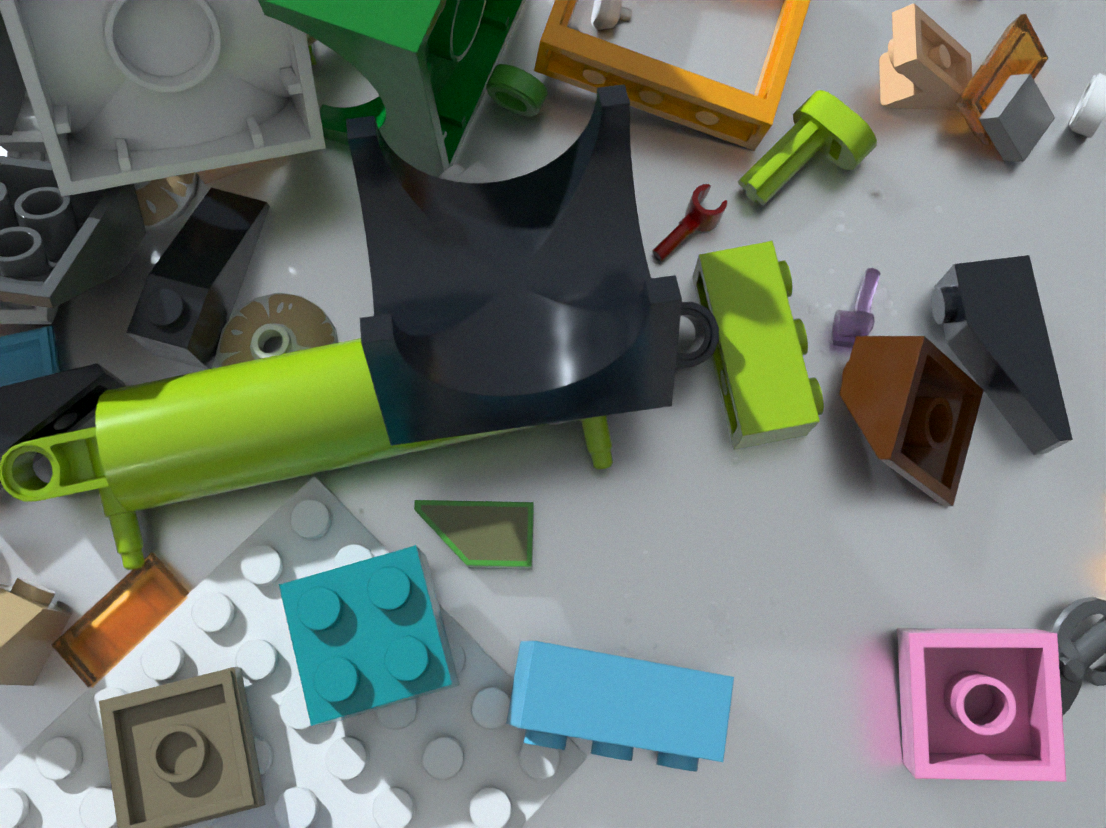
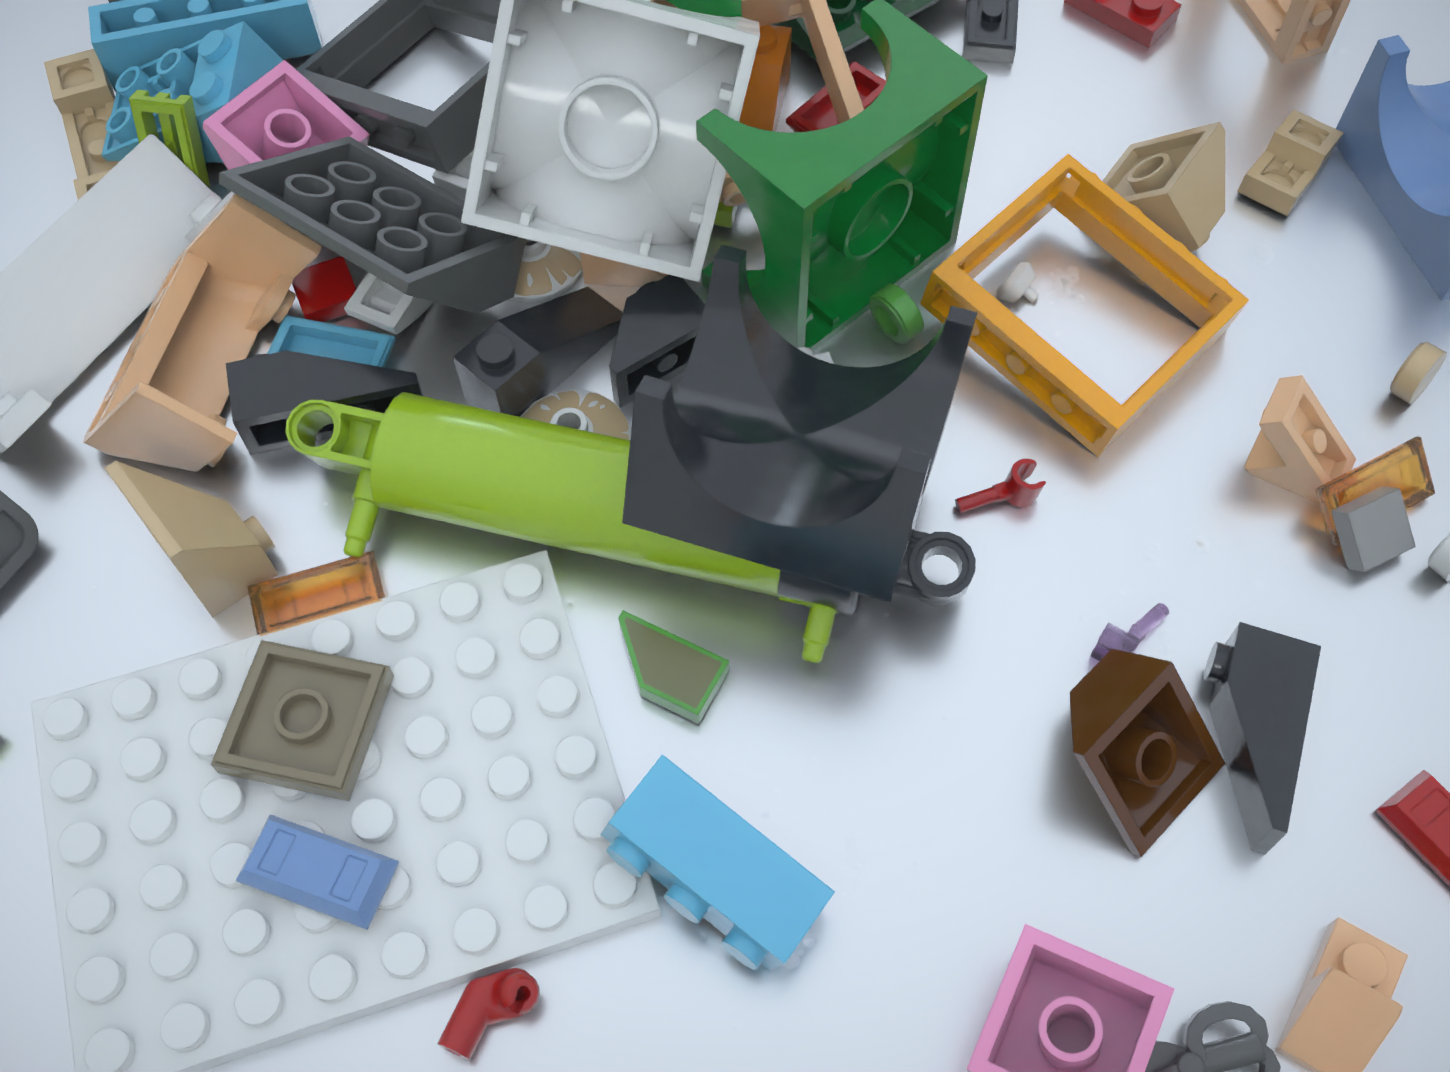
camera: 25 degrees right, 15 degrees down
(308, 212) = (654, 335): none -> black slope
(368, 636) = (519, 691): teal brick -> none
(758, 346) = (1011, 619): lime brick -> none
(820, 125) = (1170, 455): lime piece -> none

